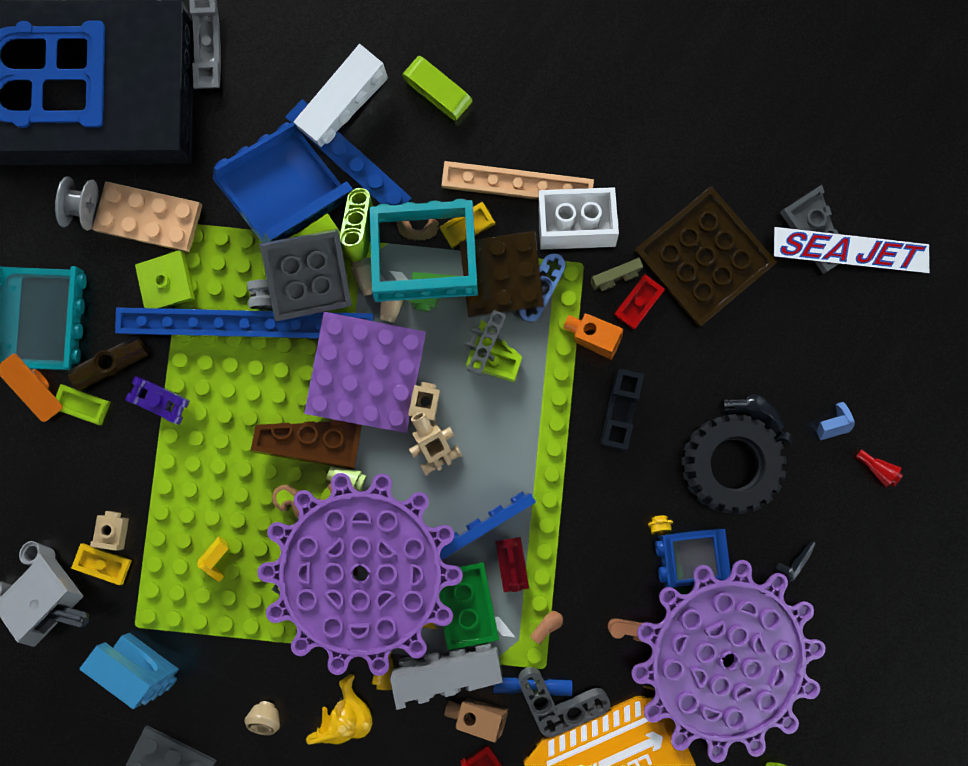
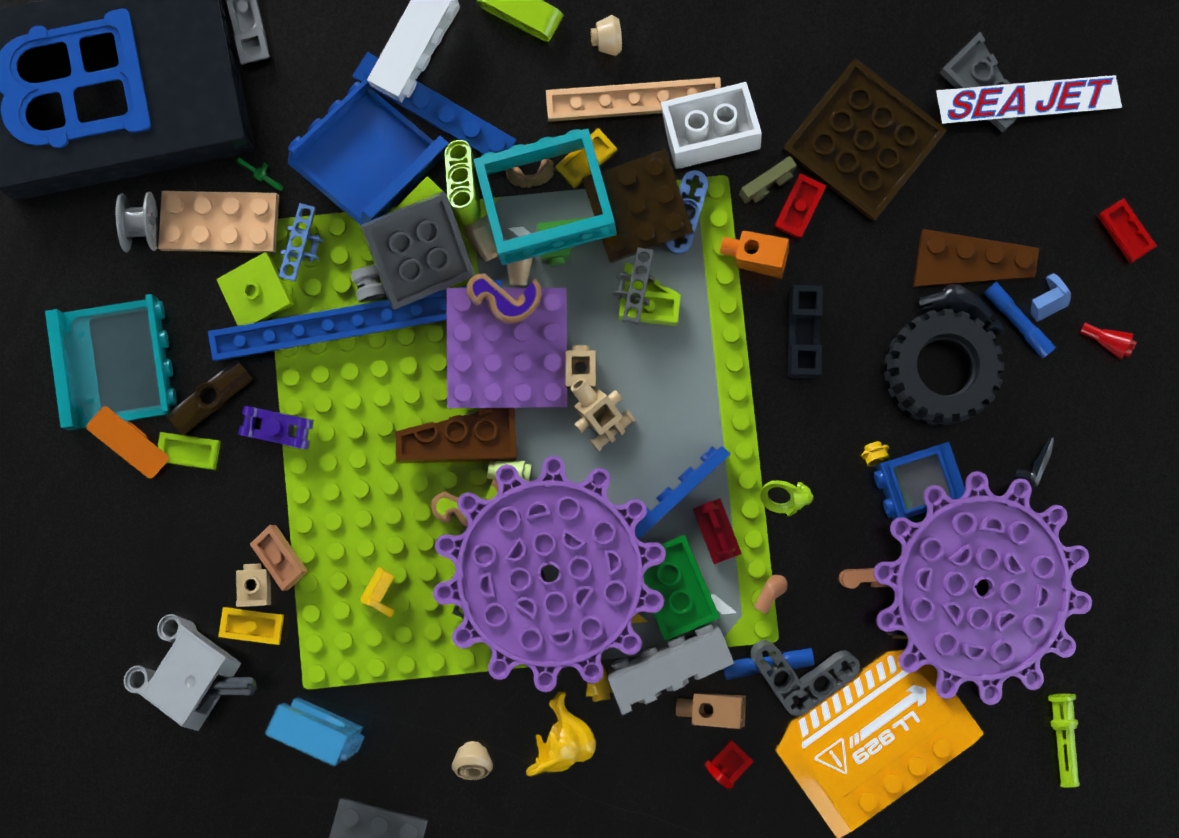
camera: 10 degrees left, 0 degrees up
(136, 511) = (279, 557): none -> nougat plate
(191, 183) = (260, 173): none -> green piece
(208, 238) = (305, 235): none -> medium blue piece
(366, 336) = (500, 303): none -> animal
(506, 125) = (607, 35): none -> tan cone
(588, 550) = (799, 496): none -> lime piece
(766, 374) = (965, 259): none -> reddish brown wing
(813, 449) = (1032, 334): none -> blue piece
(913, 378) = (1127, 230): none -> red plate

